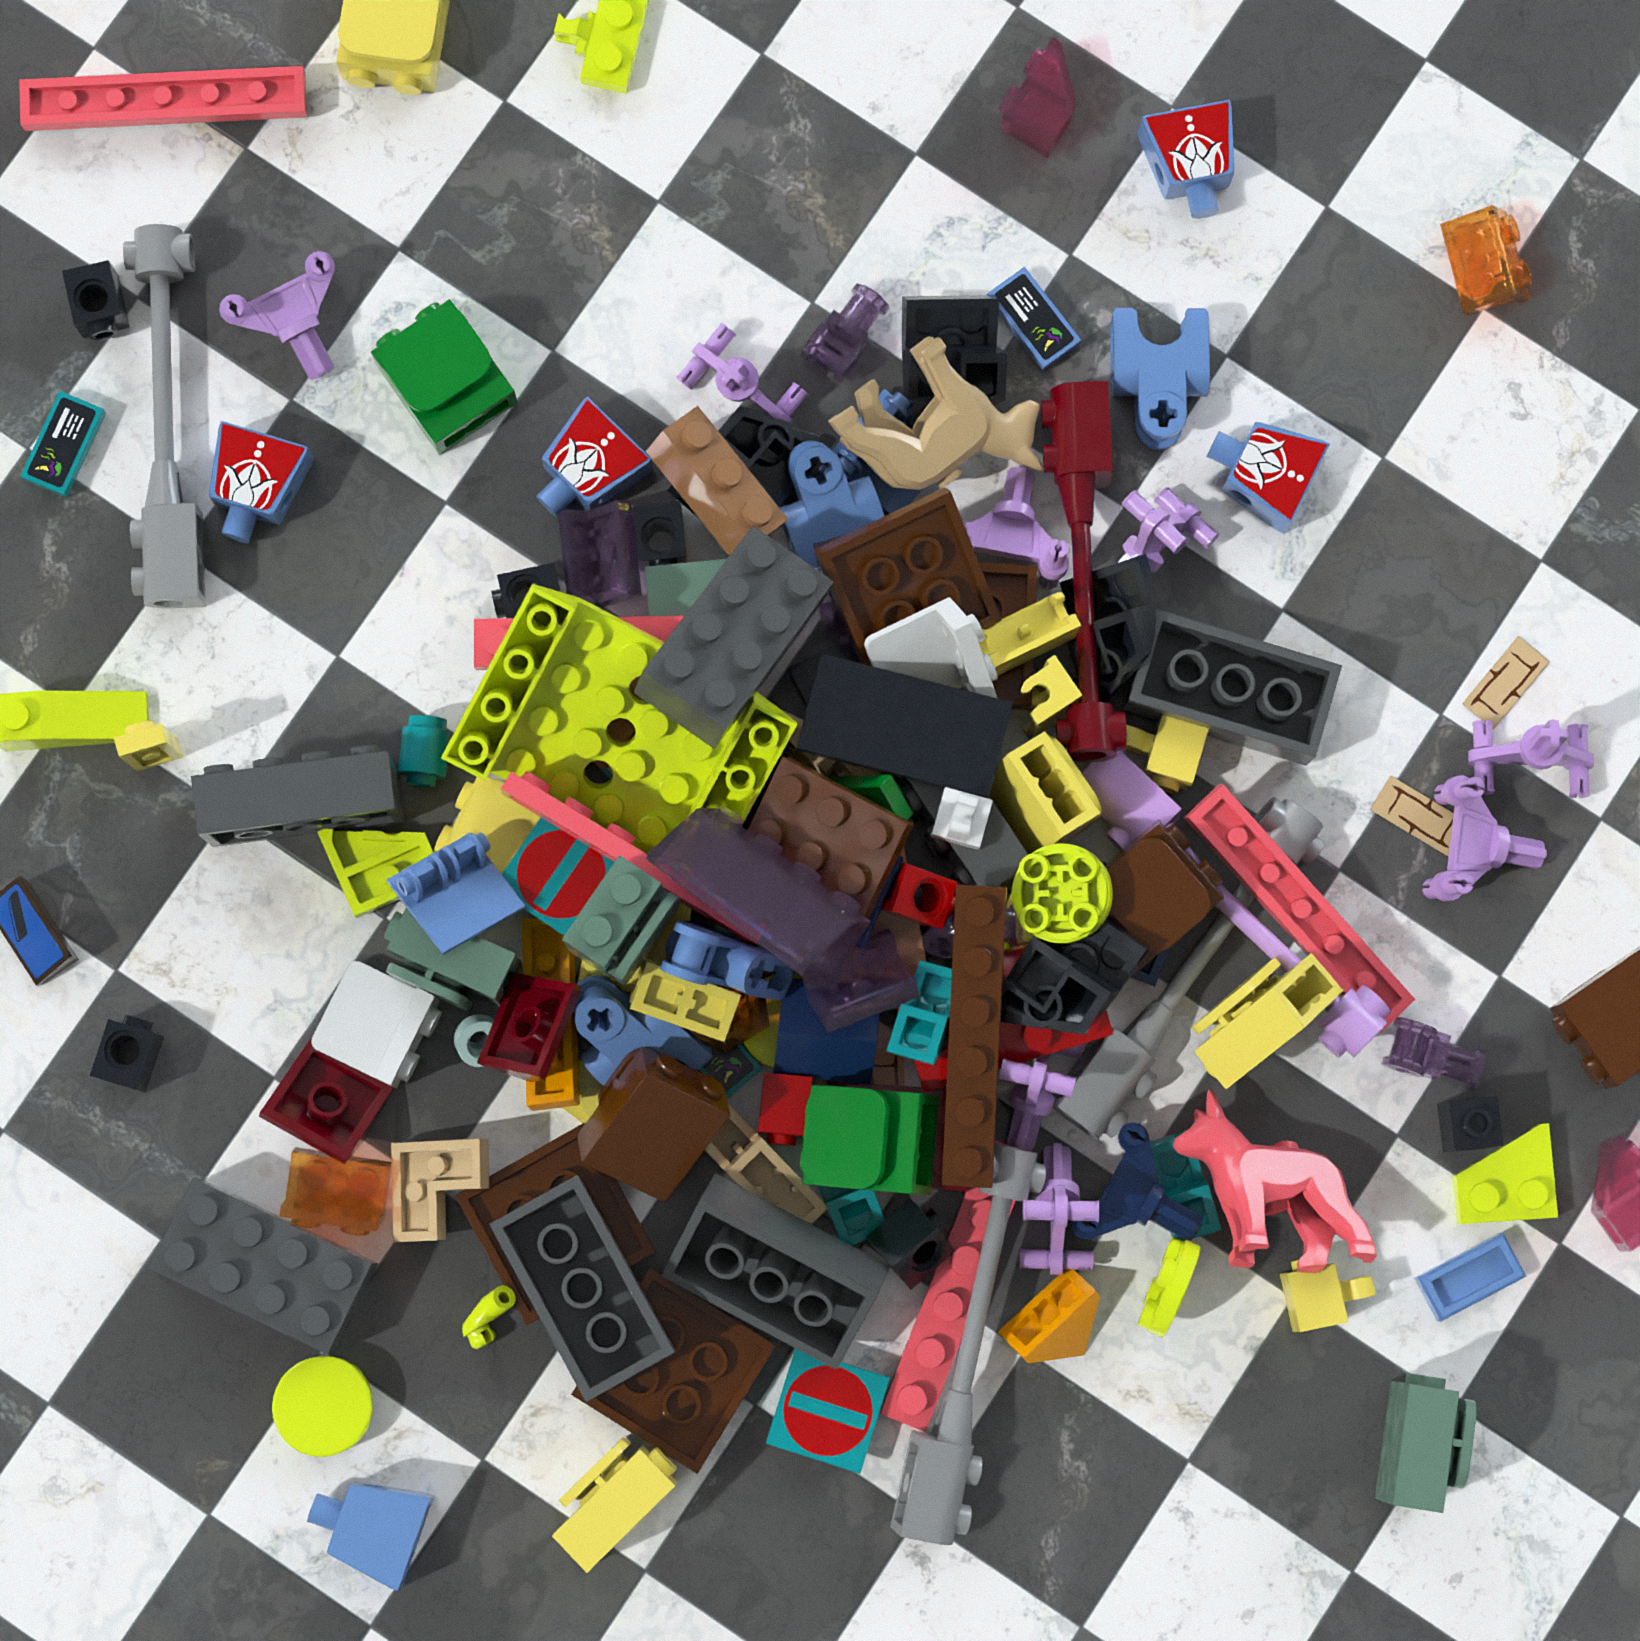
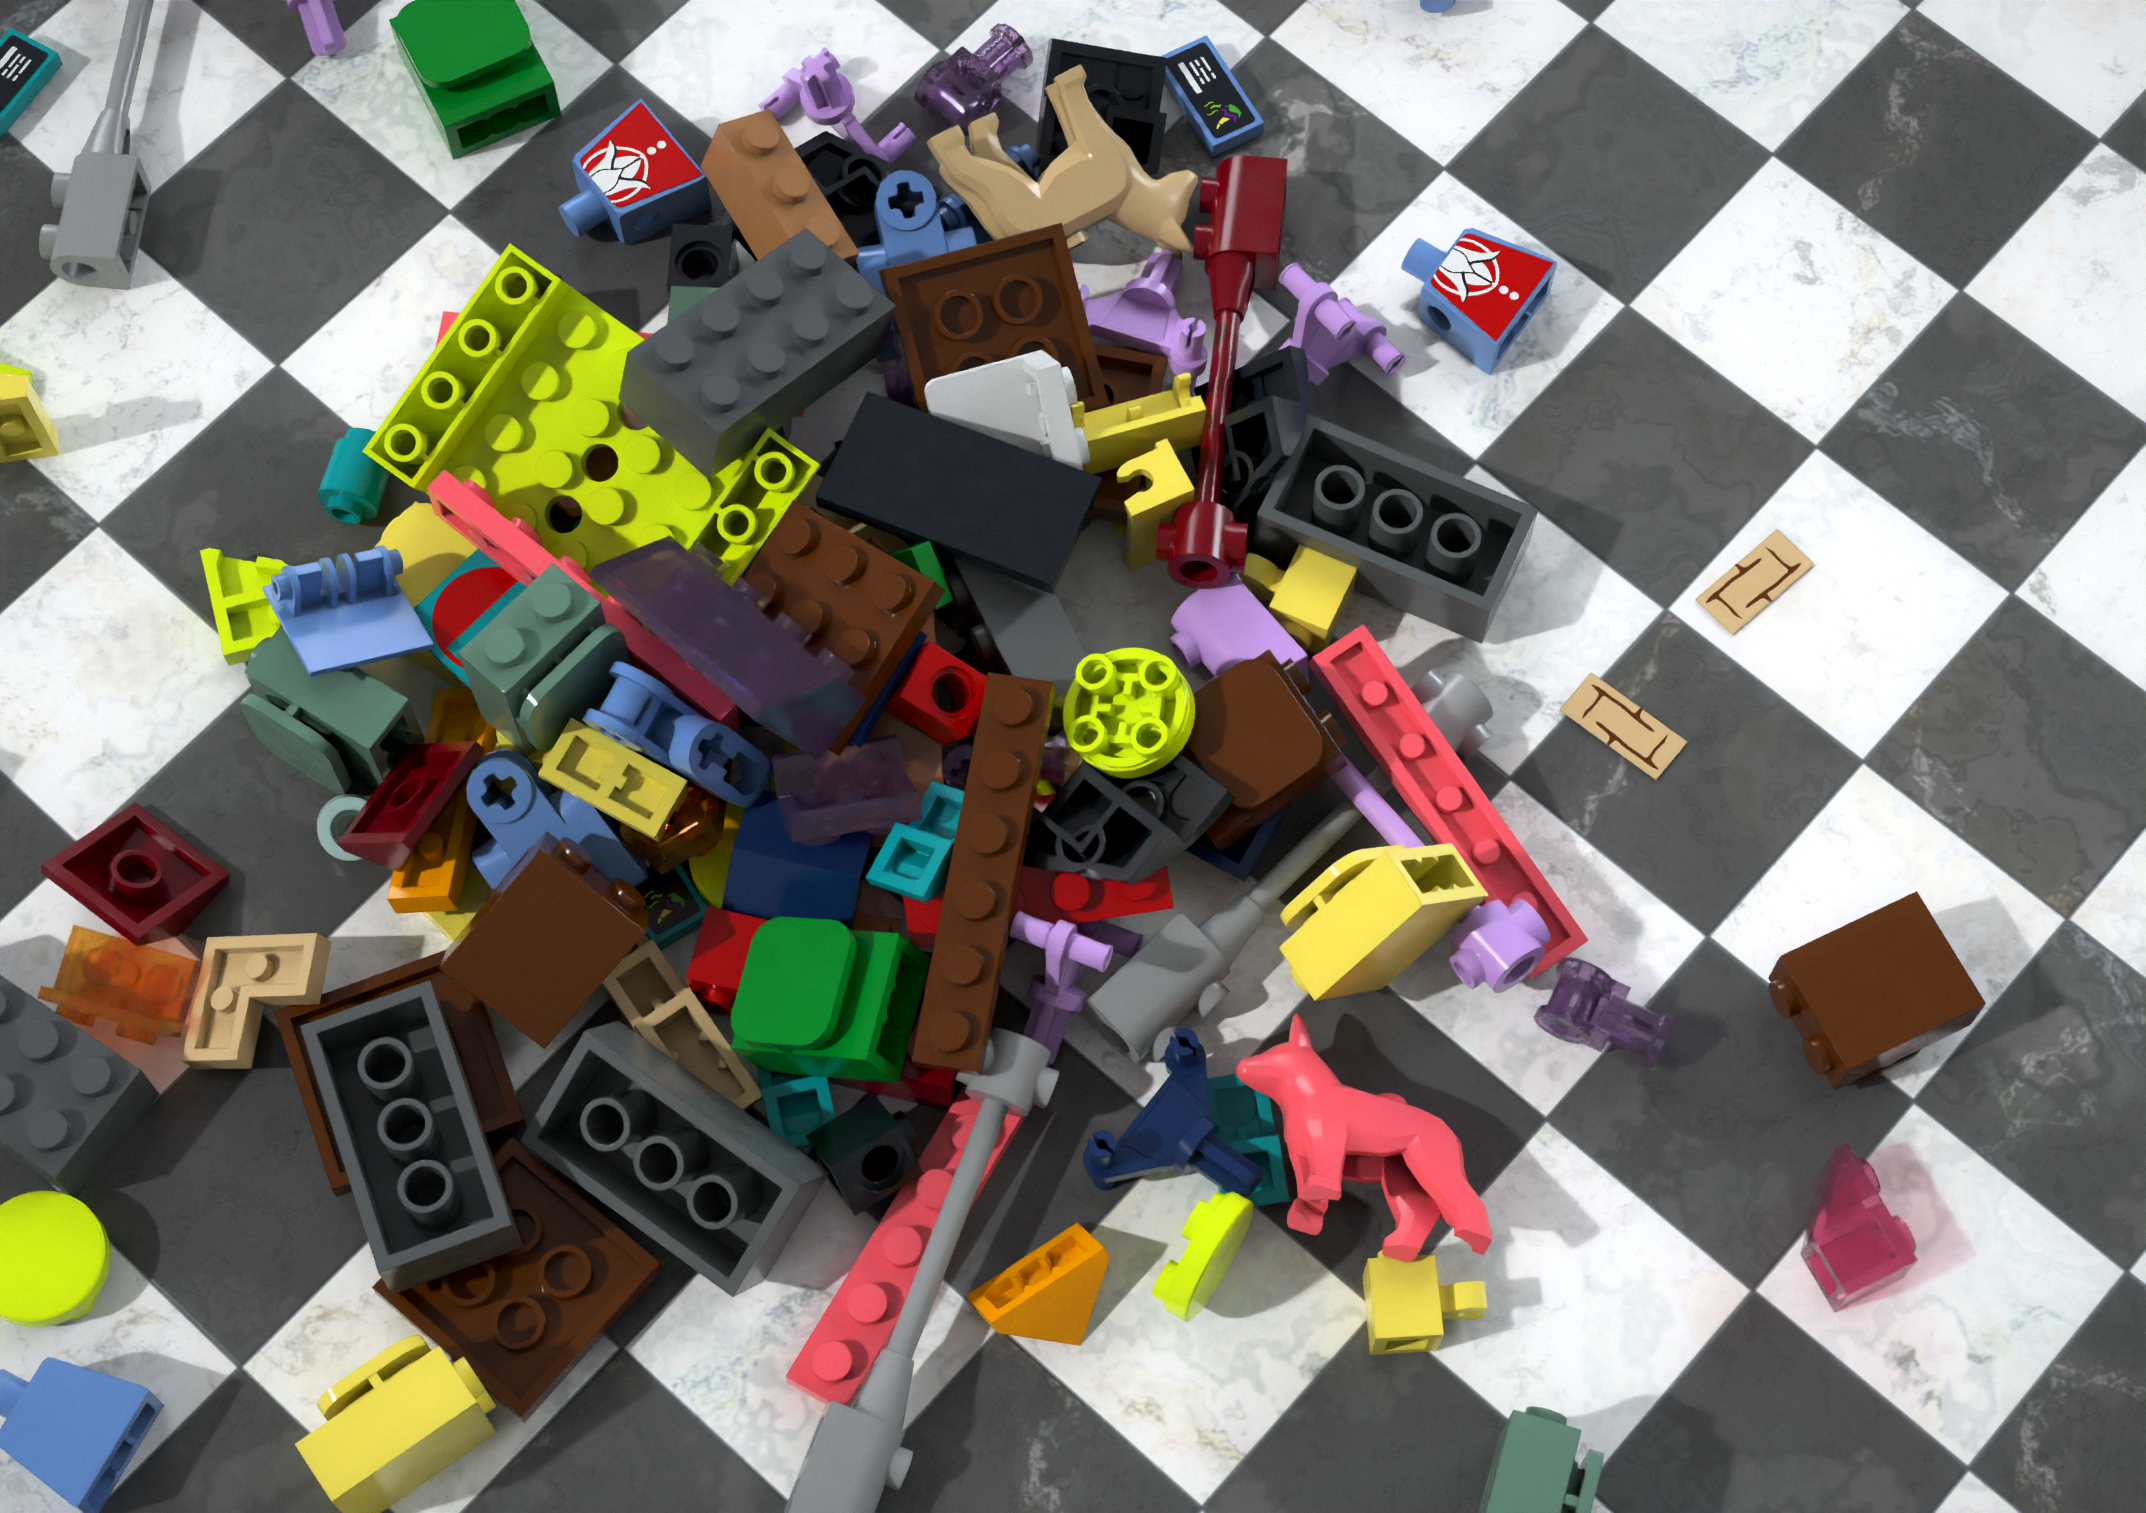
camera: 15 degrees right, 15 degrees down
(255, 478) = (222, 146): torso -> none
(297, 797) = (176, 497): dark grey brick -> none
(376, 1024) = (223, 790): white bracket -> none
(488, 1309) = (283, 1172): neon yellow arm -> none
(600, 553) = (627, 271): clear purple bracket -> none
(828, 1411) = (714, 1359): piece -> none
(961, 818) = (1014, 608): white tile -> none
(1043, 794) = (1127, 596): light yellow brick -> none
(1058, 1203) = (1071, 1120): lavender axle -> none
(1159, 374) = (1355, 170): medium blue piece -> none
(1470, 1124) = (1644, 1107): black brick -> none
(1470, 1277) = (1623, 1313): medium blue tile -> none
(1476, 841) = (1693, 754): lavender axle -> none
(1486, 259) = (1781, 94): clear orange bracket -> none
(1509, 1182) = (1691, 1197): neon yellow wing -> none
(1539, 748) = (1785, 651): lavender axle -> none

